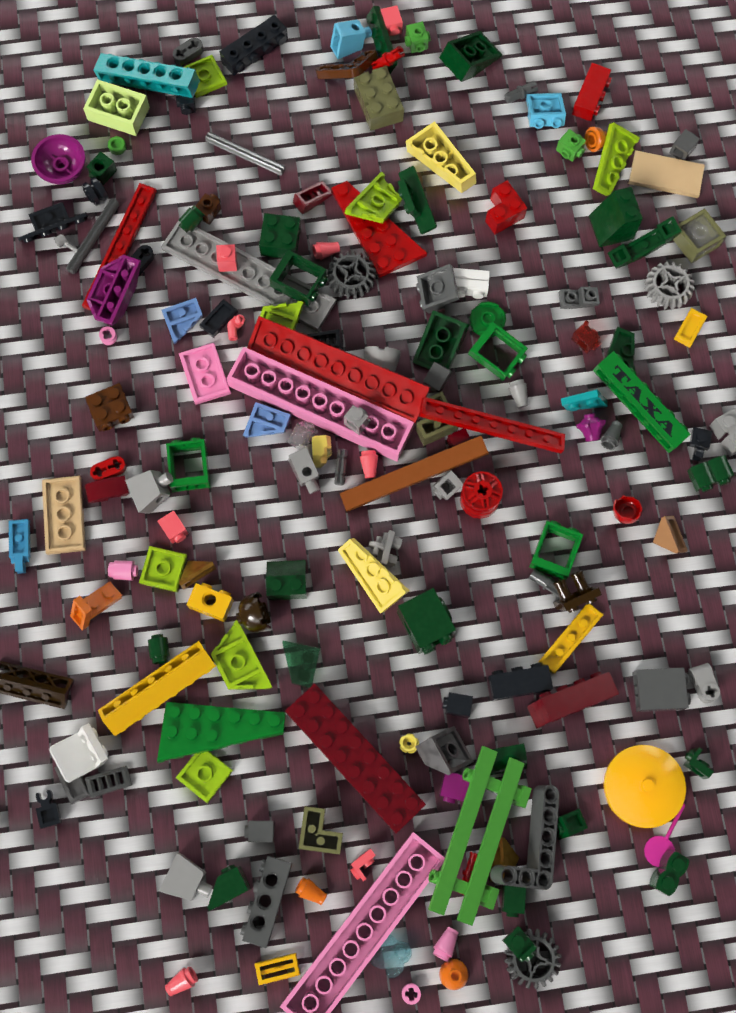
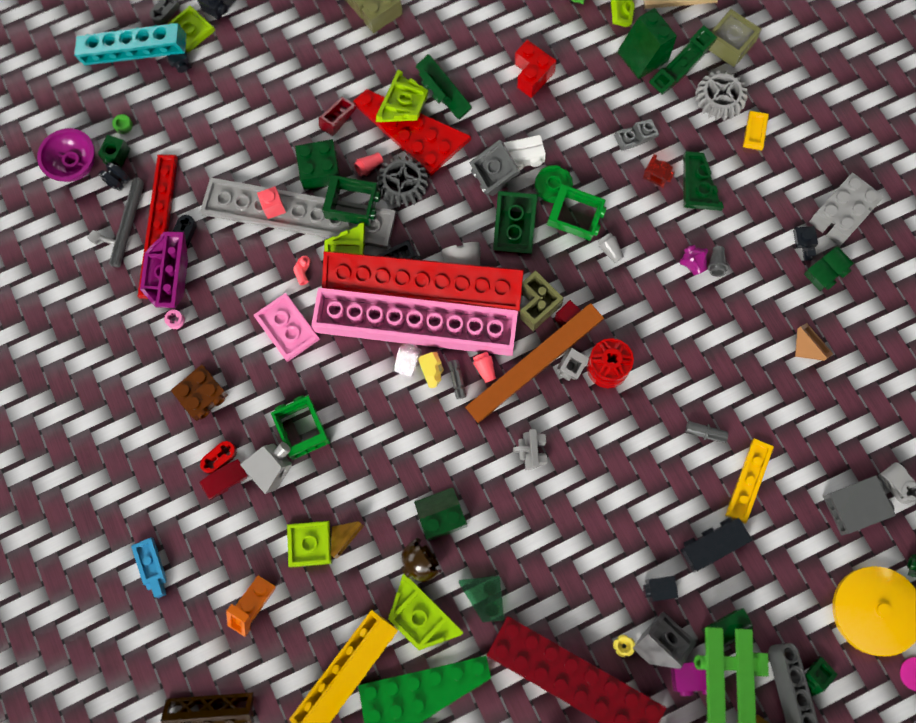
camera: 10 degrees left, 0 degrees up
(50, 219) = (76, 219): black bracket -> none
(63, 515) = (187, 521): tan tile -> none
(116, 107) = (110, 85): yellowish green brick -> none
(122, 570) = (267, 559): bright pink brick -> none
(158, 649) = (332, 631): dark green brick -> none
(173, 527) = (305, 498): coral brick -> none
(182, 318) = (244, 278): medium blue wing -> none
(191, 219) = (222, 174): dark green brick -> none
(211, 210) = (235, 159): reddish brown brick -> none
(218, 318) = (282, 266): black tile -> none
(218, 610) = (381, 569): yellow brick -> none
(245, 153) = (254, 92): axle -> none
(266, 421) = (365, 356): medium blue wing -> none
(301, 462) = (418, 386): light grey torso -> none
(356, 419) = (459, 326): light grey brick -> none
(376, 580) = (531, 484): light yellow wing -> none
(427, 621) = (601, 512): dark green brick -> none
(437, 377) = (524, 257): dark grey brick -> none
(442, 157) = (453, 36): light yellow wedge -> none
(492, 425) = (596, 288): red plate -> none
(551, 568) = (704, 416): green window -> none
(571, 601) = (742, 441): dark brown plate -> none
(572, 699) = (775, 545): dark red wedge -> none
(585, 400) = (679, 235): teal wing -> none
(627, 509) = (760, 331): red hair -> none
(641, 402) = (736, 218): green brick -> none

